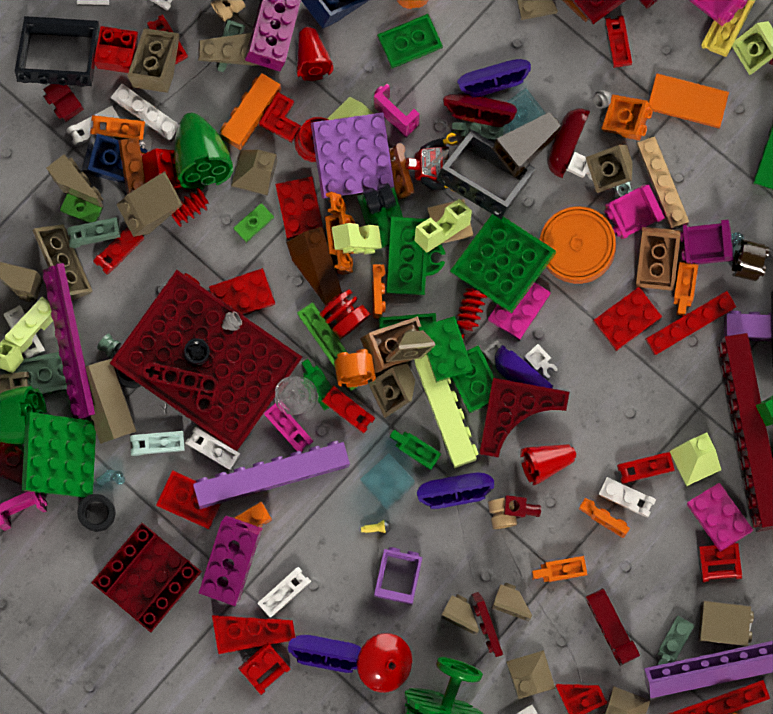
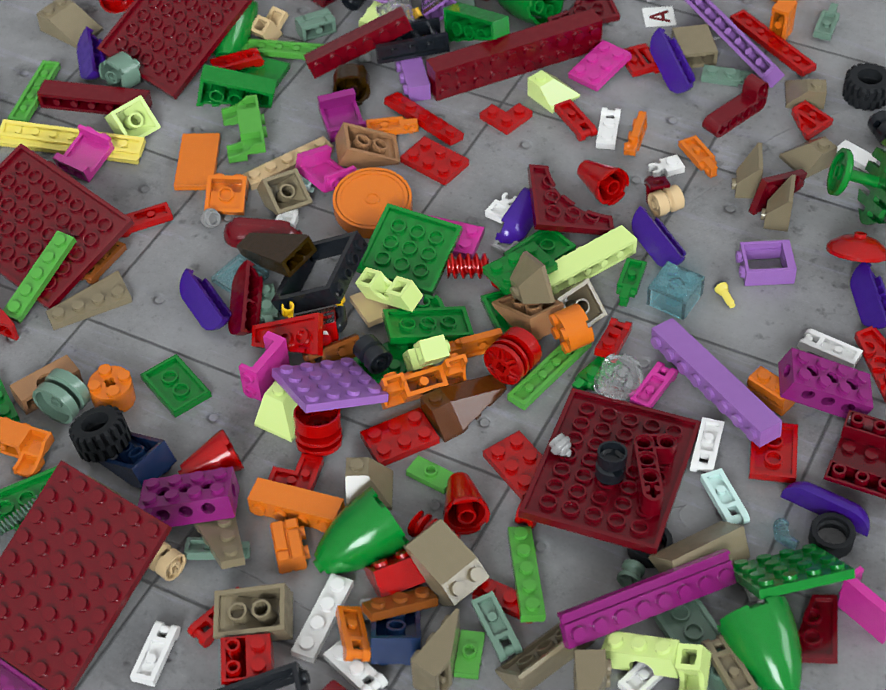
camera: 105 degrees left, 30 degrees down
(126, 522) = (824, 501): none -> dark purple brick
(129, 265) = (526, 574): none -> bright green plate
(212, 237) = (464, 505): none -> red cone
(214, 99) = (288, 545): none -> orange brick
(420, 136) = (302, 333): none -> red wing
(556, 538) = (669, 166): none -> white plate
(666, 403) = (506, 121): none -> red plate
(695, 588) = (671, 62): none -> dark purple brick
(715, 154) = (250, 122): none -> bright green bracket

